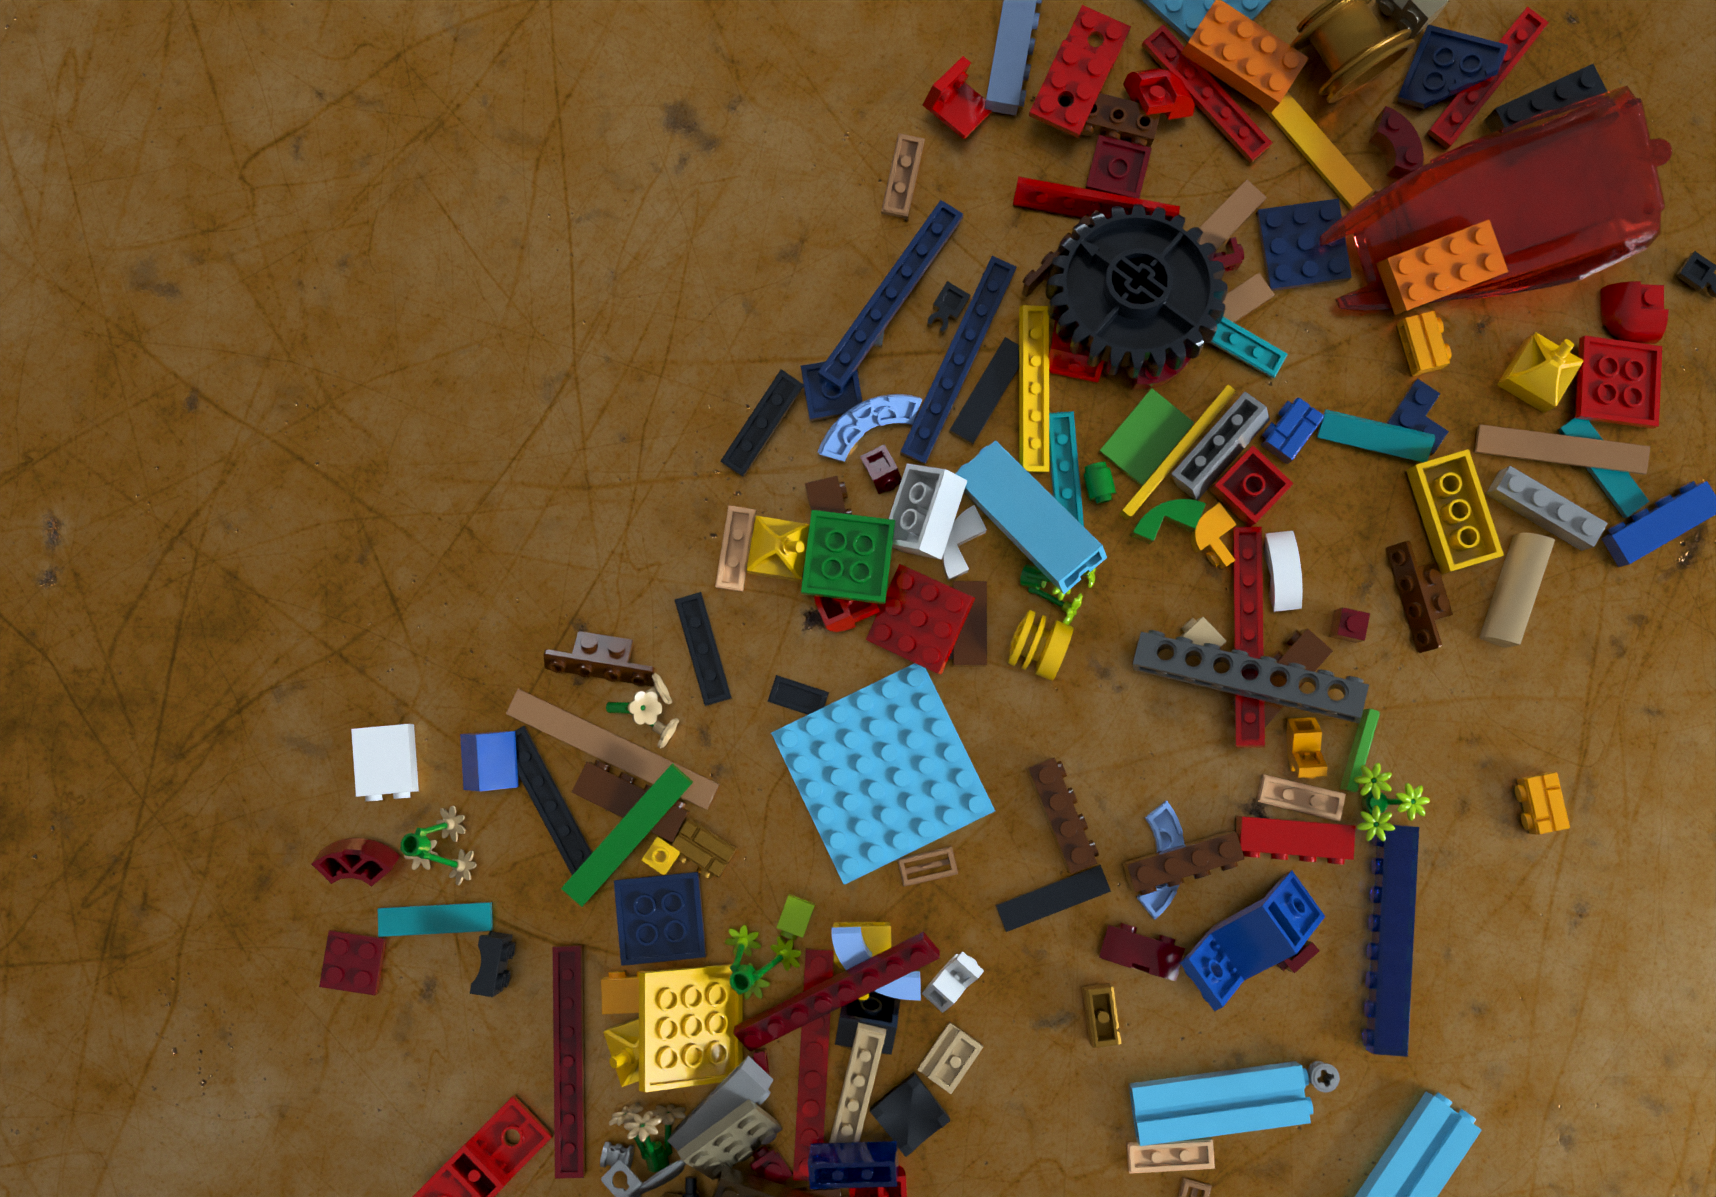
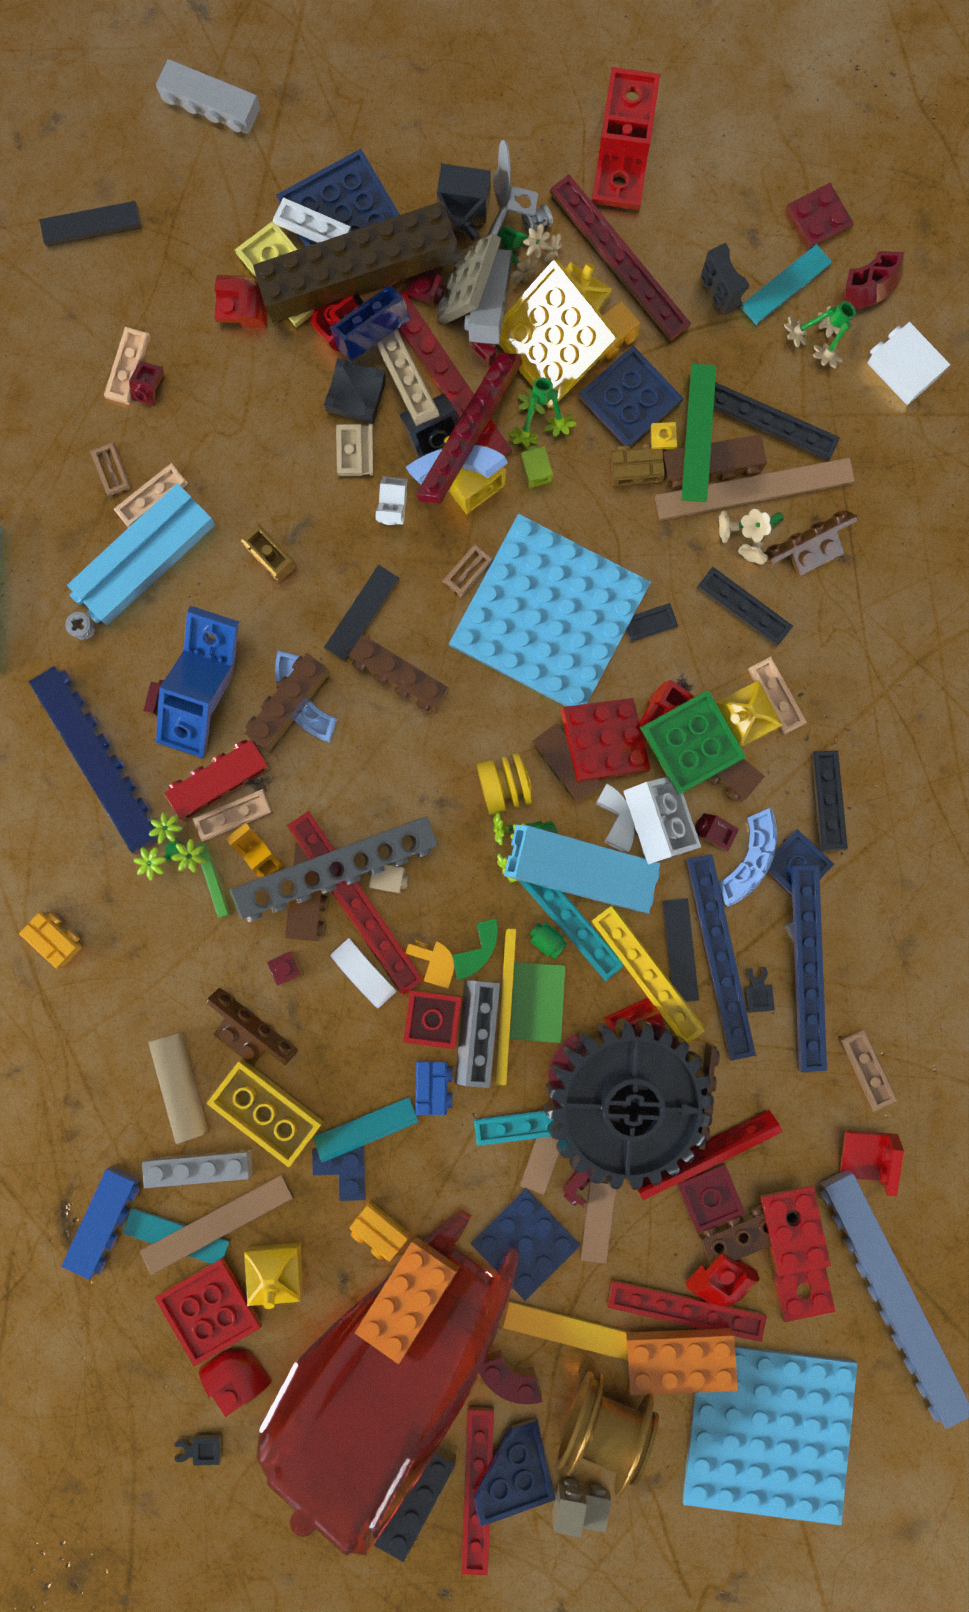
camera: 145 degrees right, 0 degrees up
(489, 761) = (834, 416): slope -> none
(1142, 952) = (264, 621): dark red brick -> none

